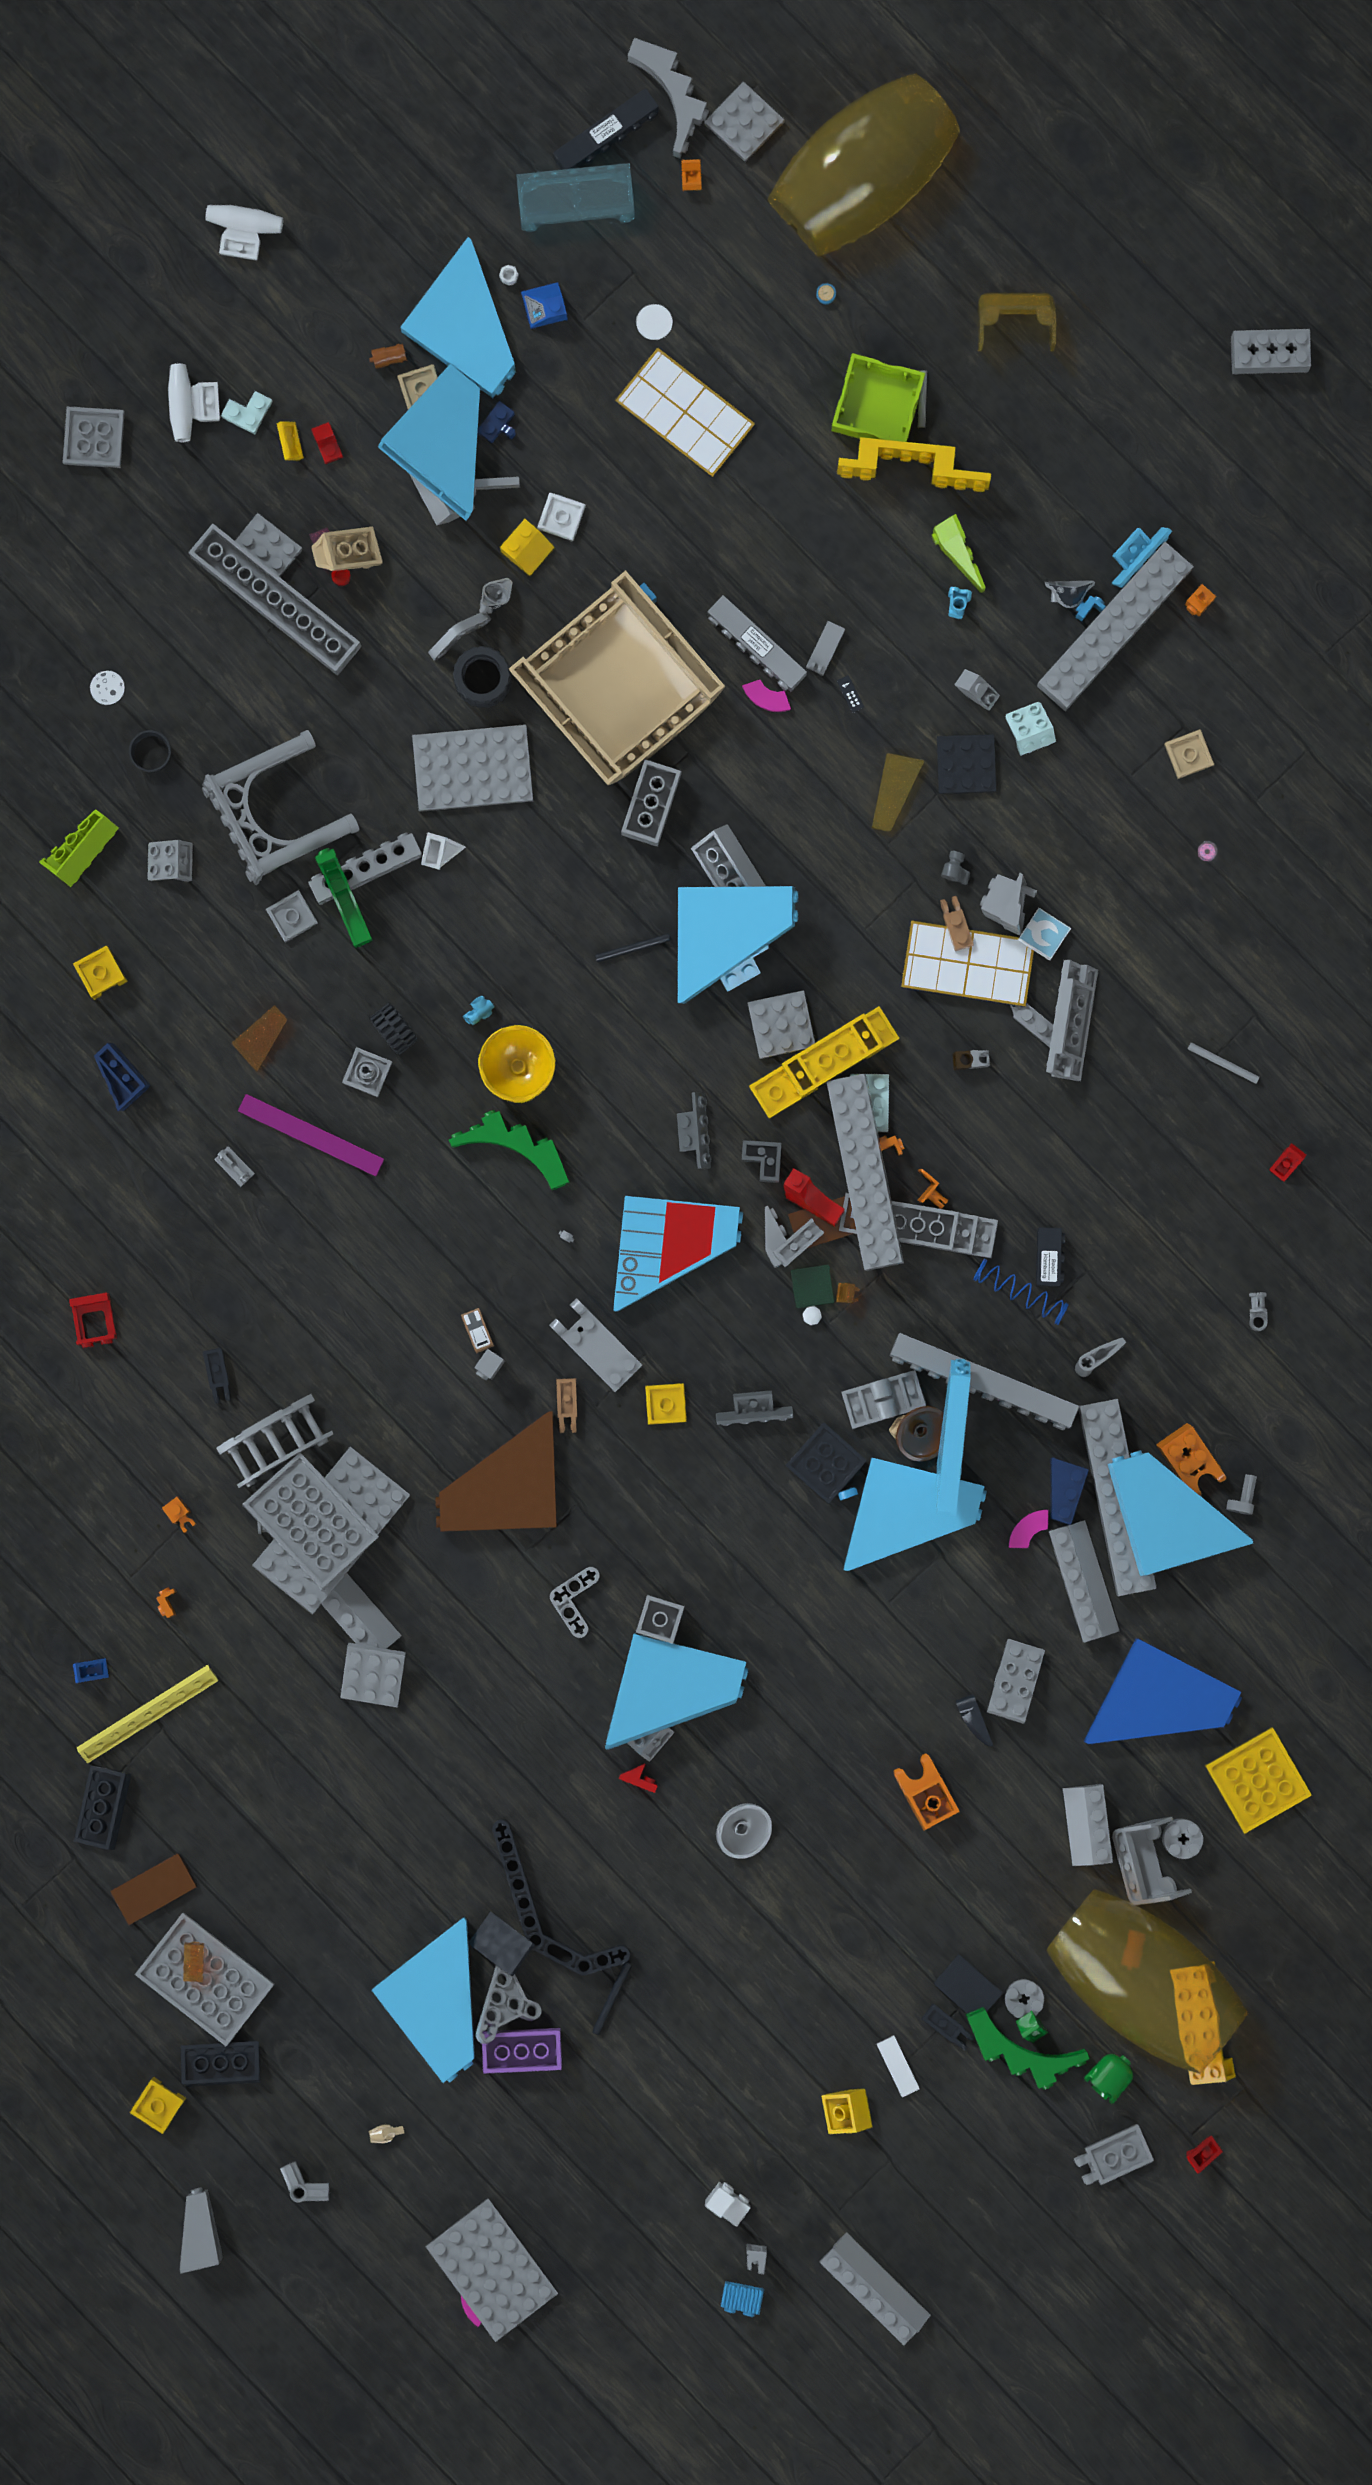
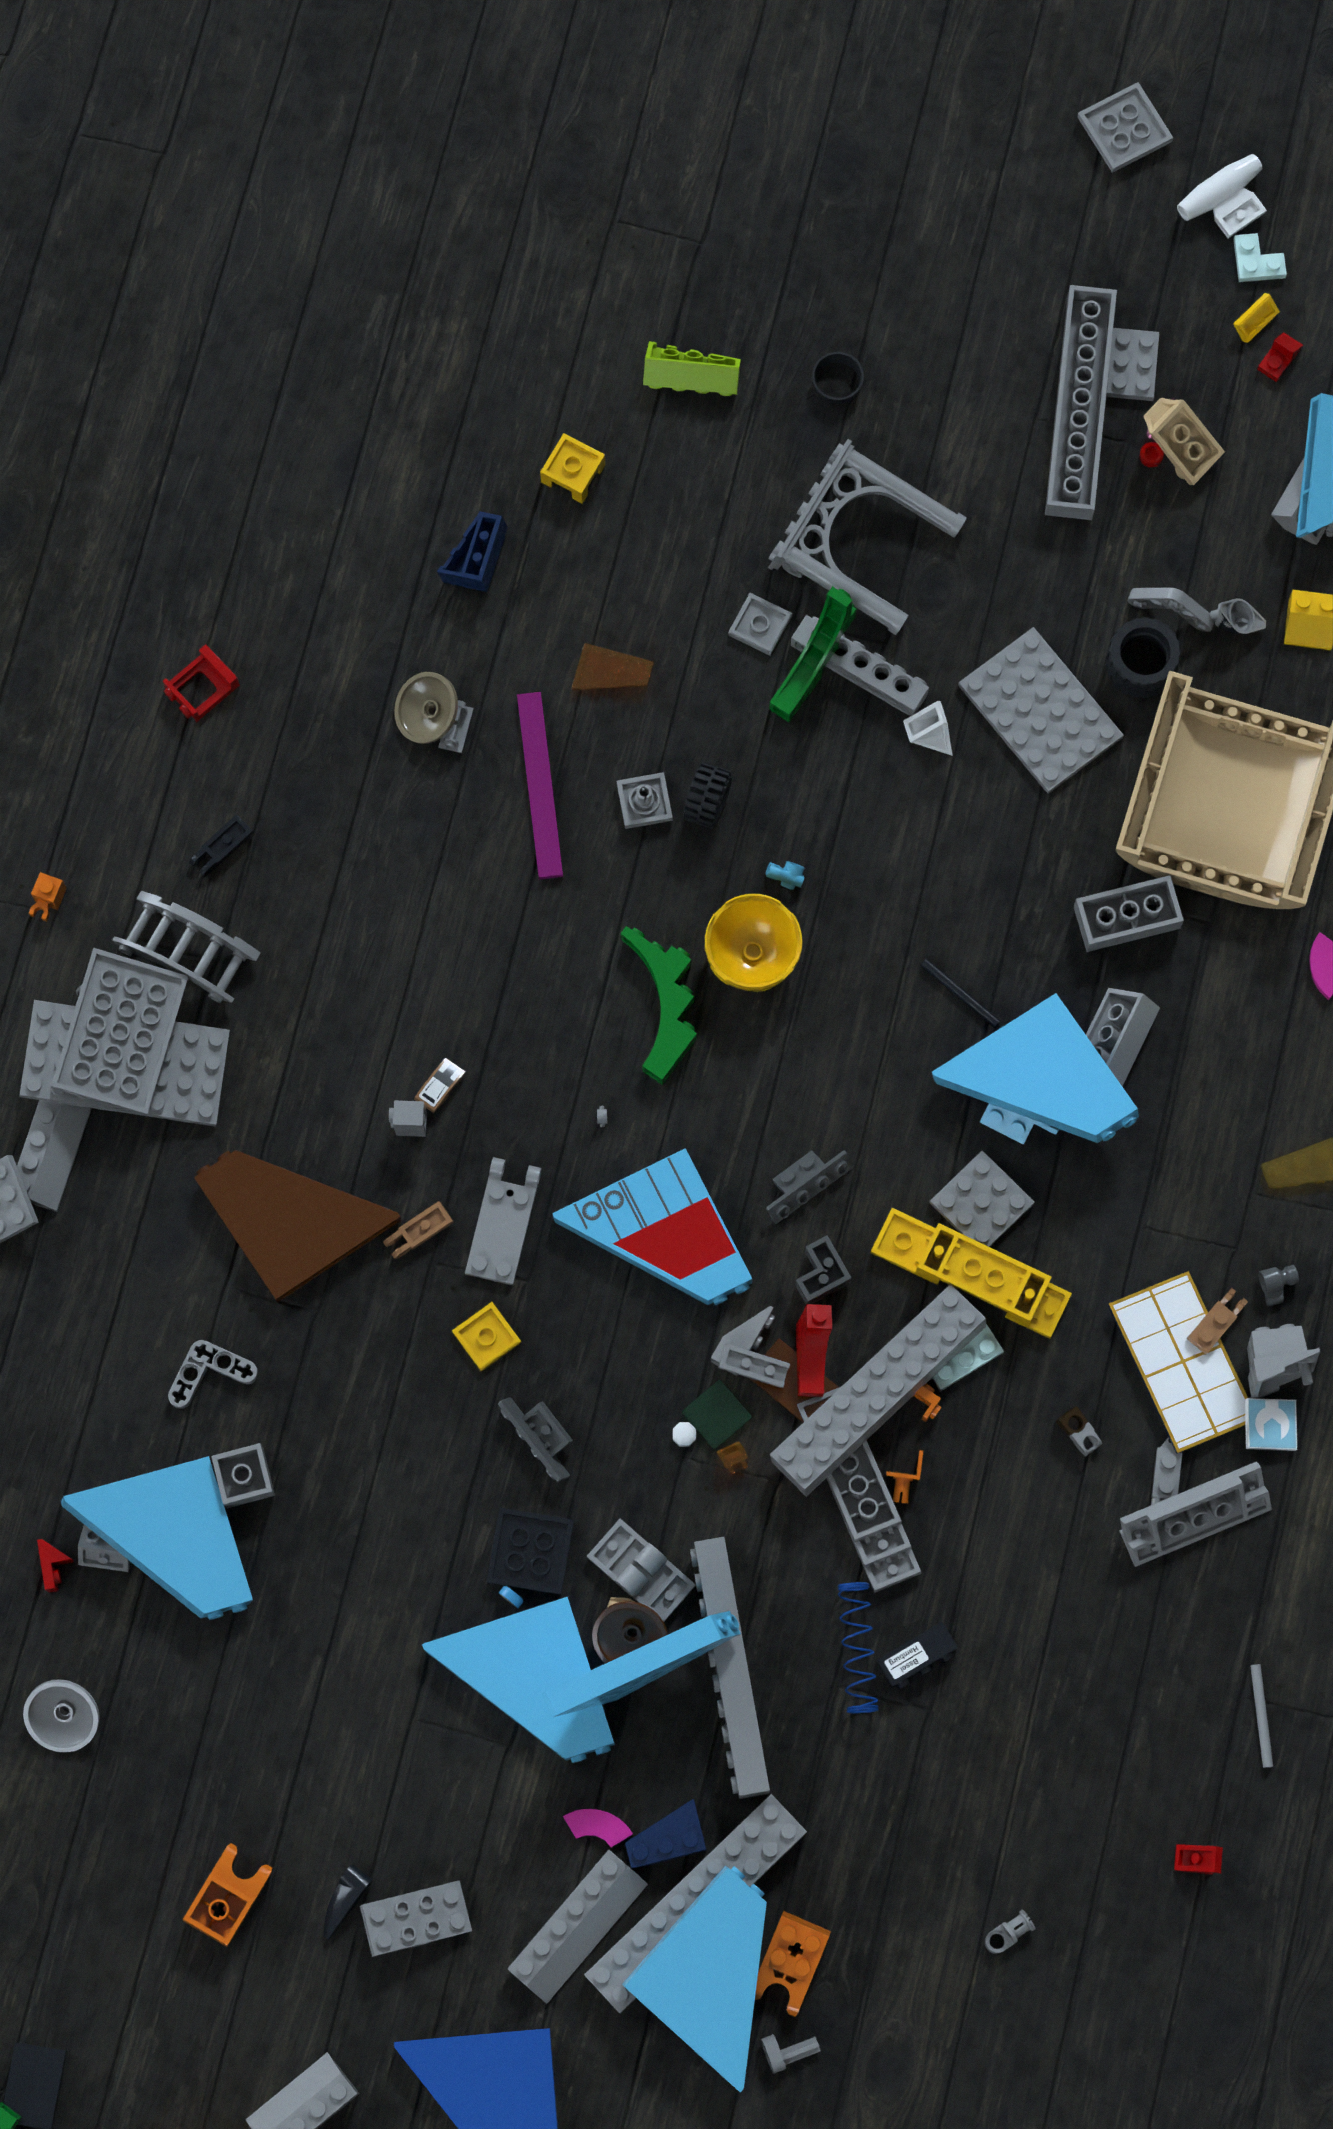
camera: 55 degrees right, 10 degrees down
(107, 687) = (876, 298): white sticker -> none
(170, 860) = (737, 467): light grey bracket -> none
(205, 1186) = (417, 703): none -> dark tan dish
(1097, 1357) = (840, 1780): light grey piece -> none

